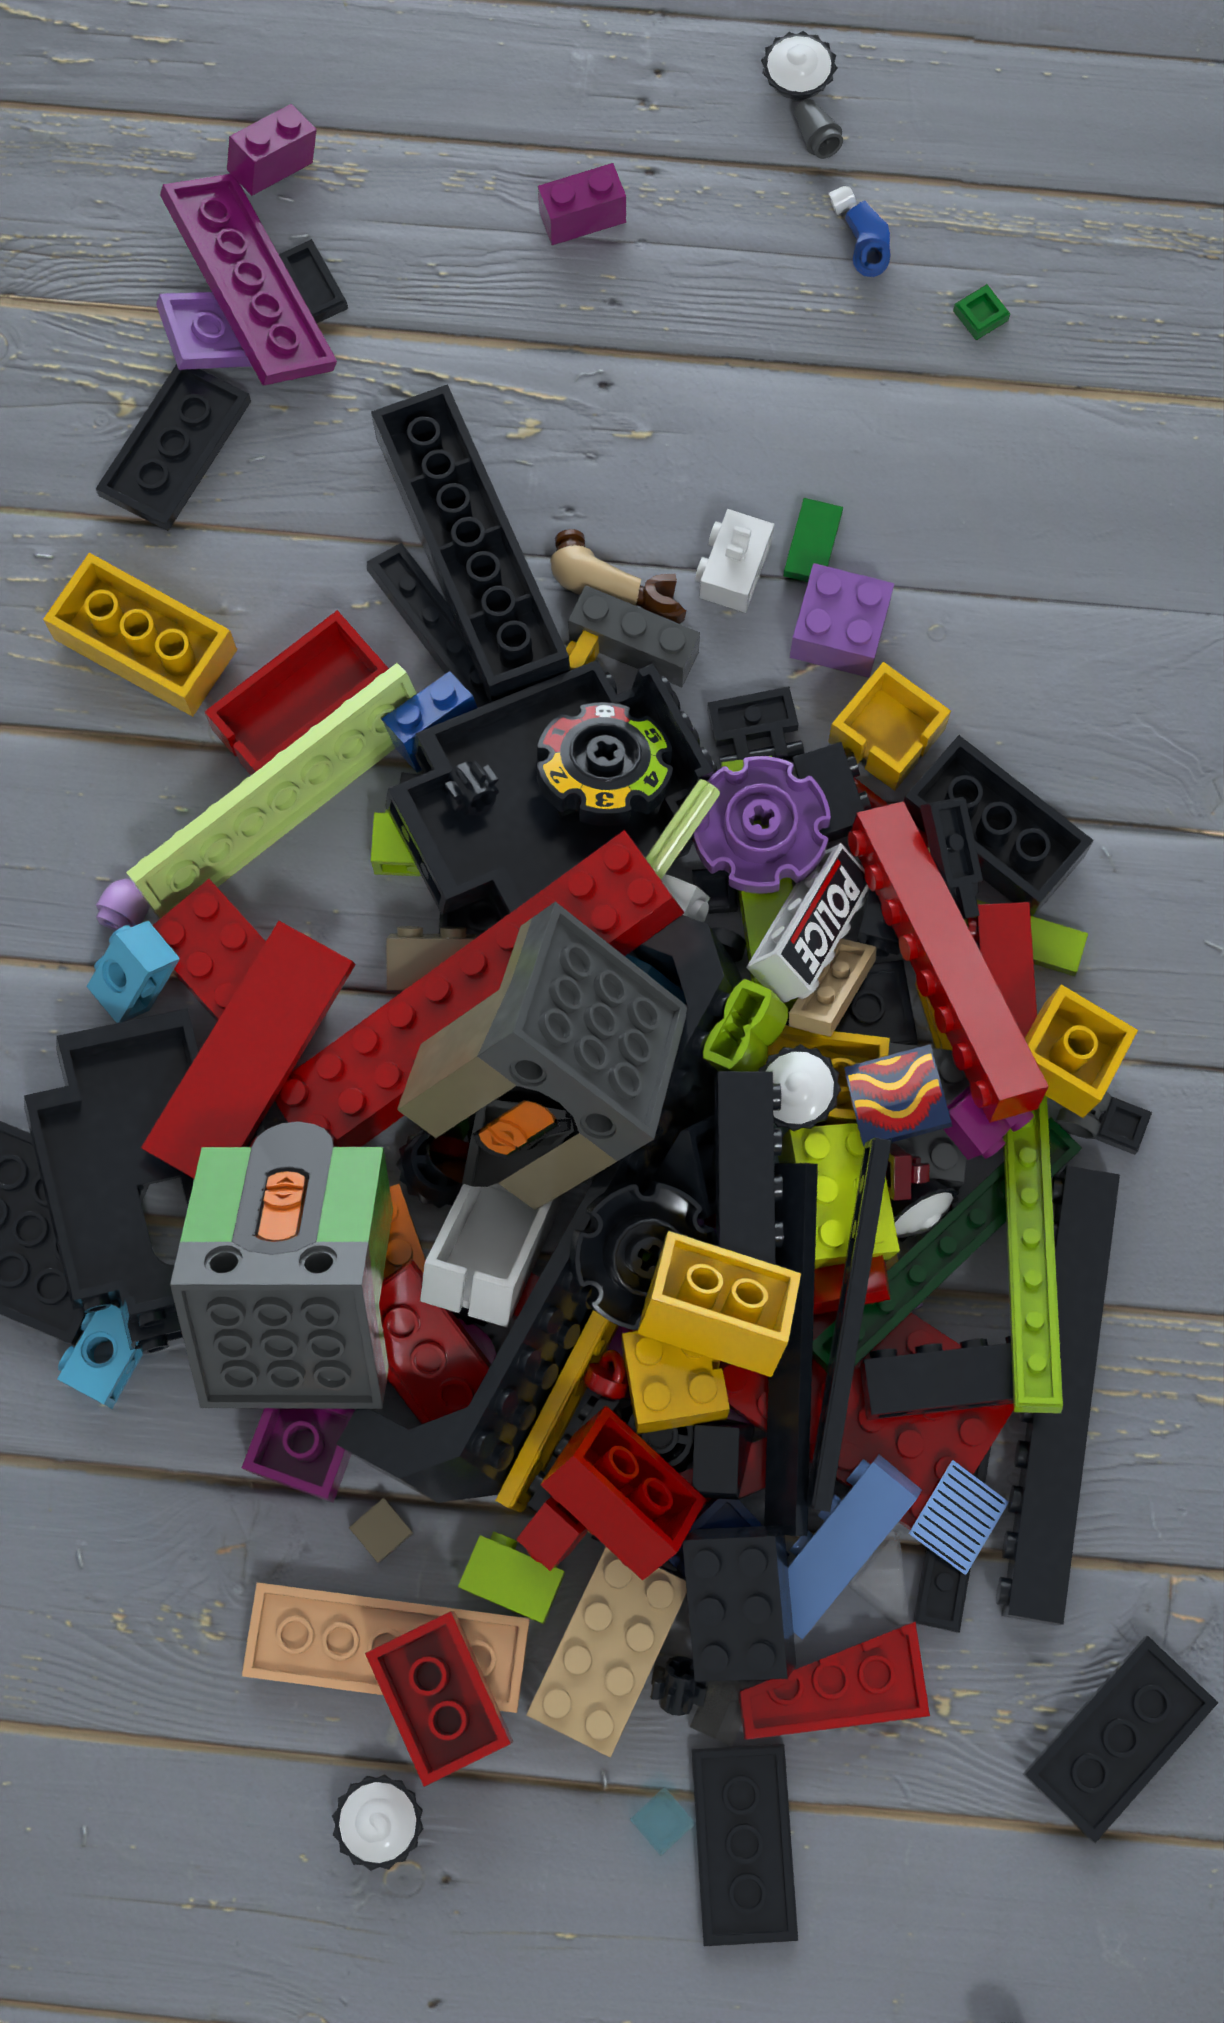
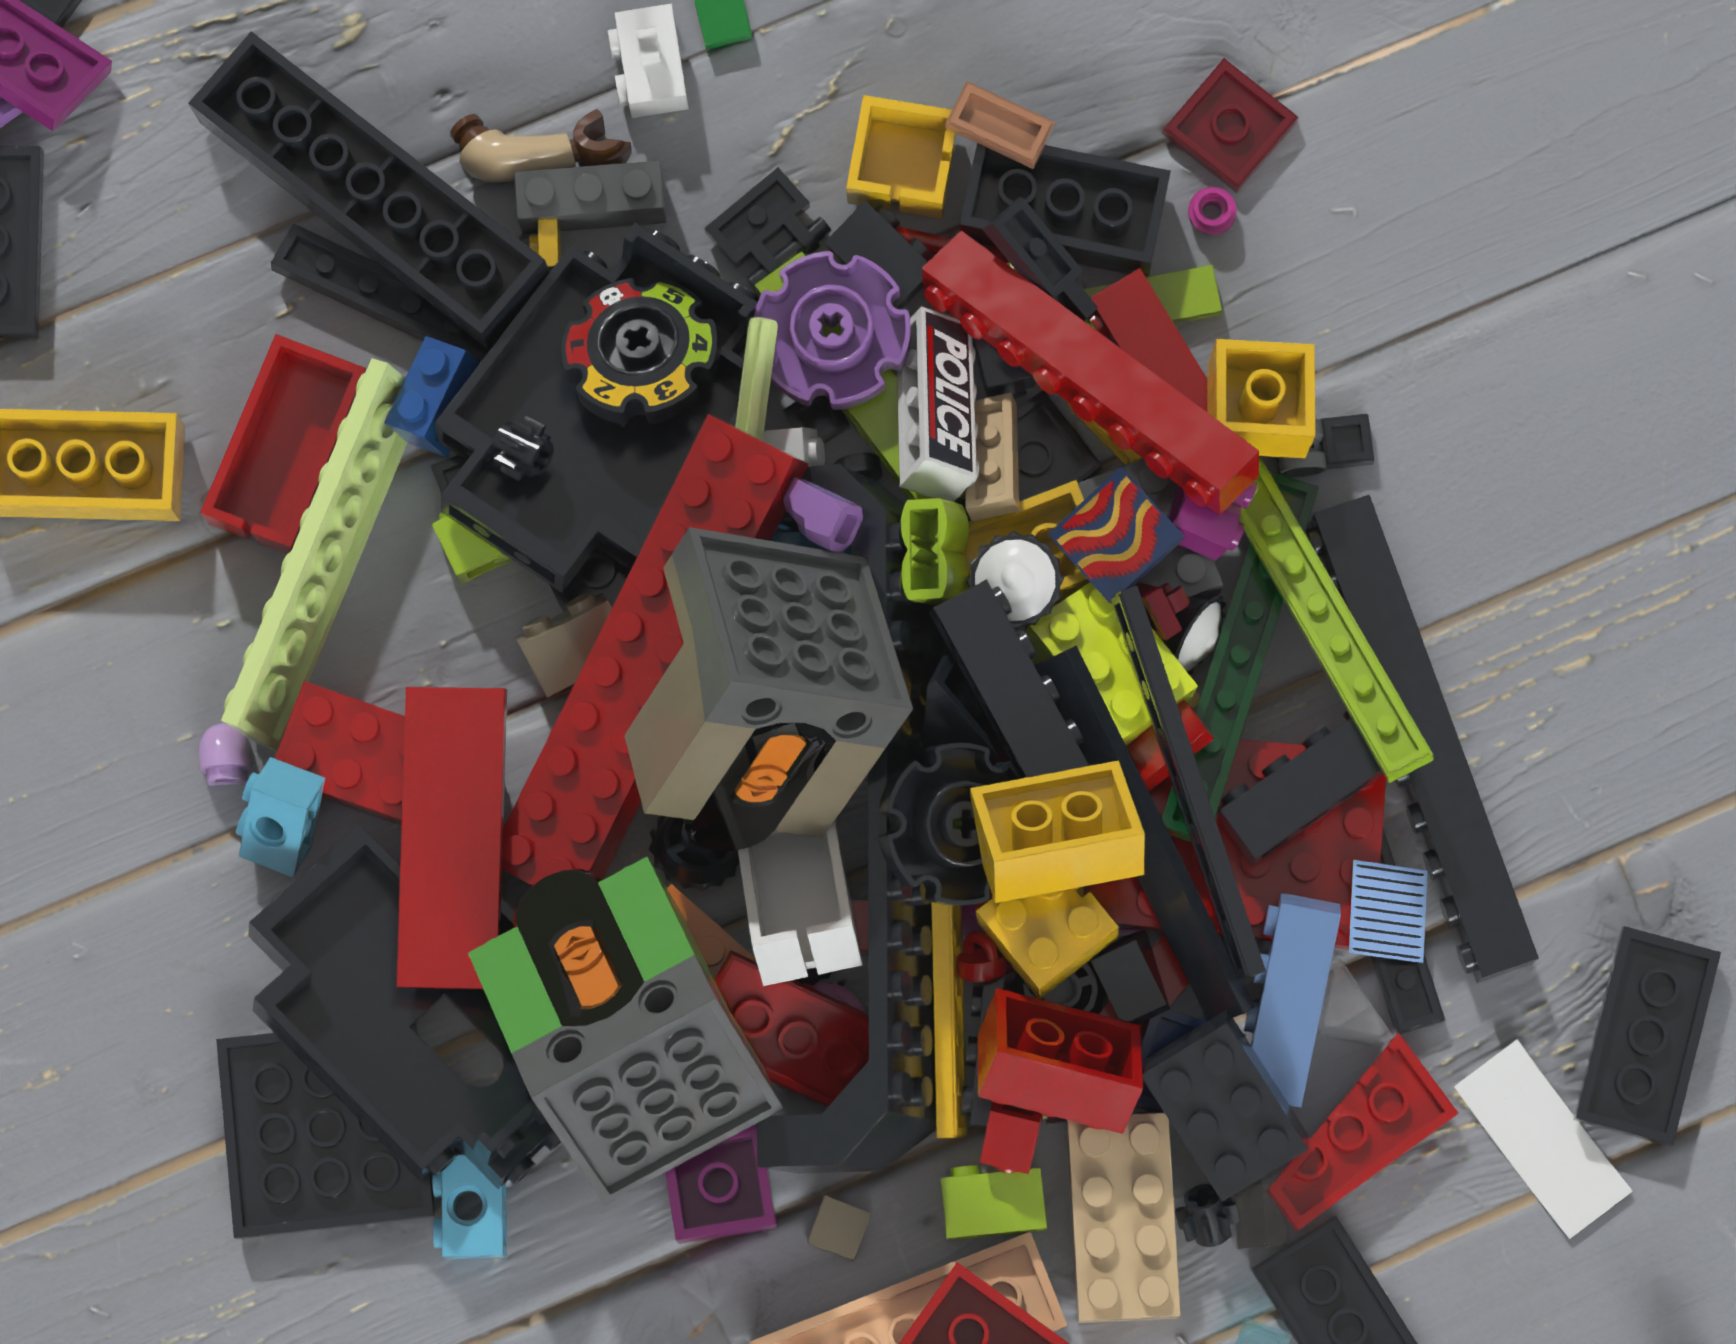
camera: 25 degrees left, 5 degrees up
(672, 955) = (822, 514): none -> medium lavender rock
(841, 620) = (794, 68): medium lavender brick -> none
(977, 736) = (999, 124): none -> nougat tile
(988, 1777) = (1542, 1139): none -> white sticker
(1113, 881) = (1216, 197): none -> dark pink plate
(1159, 835) = (1230, 125): none -> dark red tile

